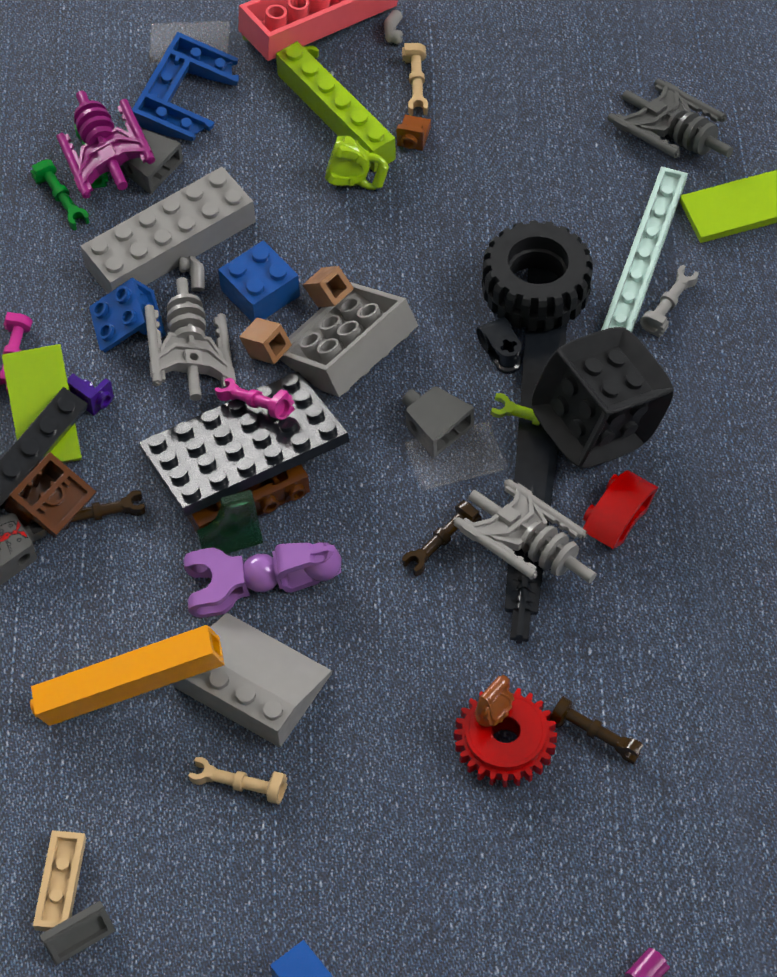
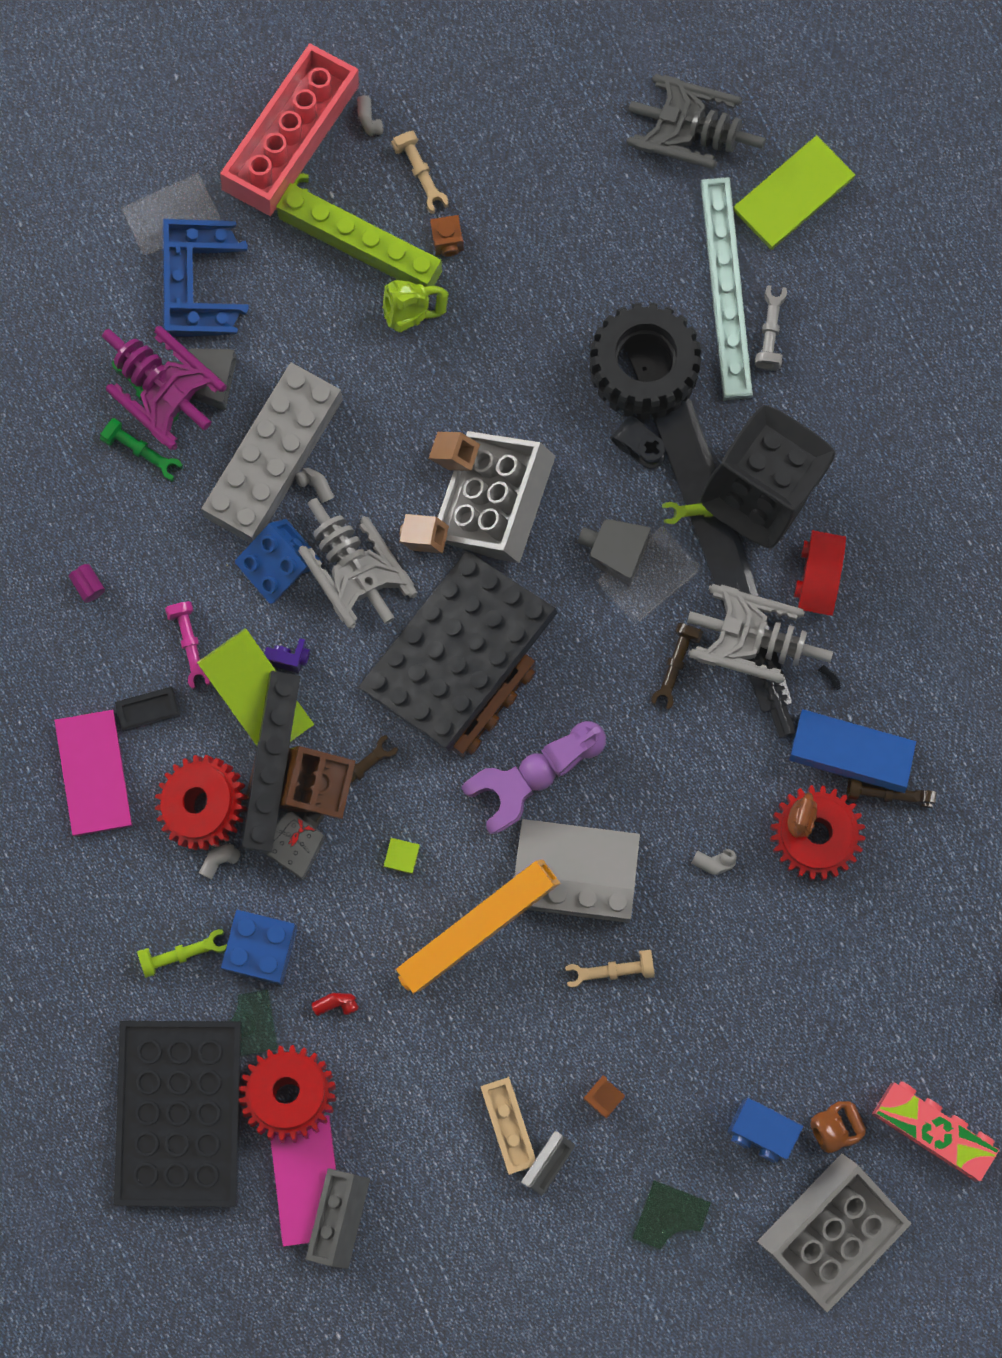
camera: 25 degrees left, 20 degrees up
(97, 599) = (401, 856): none -> lime tile
(166, 892) = (603, 1097): none -> dark orange panel
(234, 526) = (492, 739): clear green tile -> none
(259, 282) = (385, 471): blue brick -> none
(278, 406) = (479, 607): dark pink piece -> none
(389, 727) = (716, 864): none -> light grey arm
(576, 675) = (853, 751): none -> blue tile
(589, 609) = (827, 672): none -> black leg

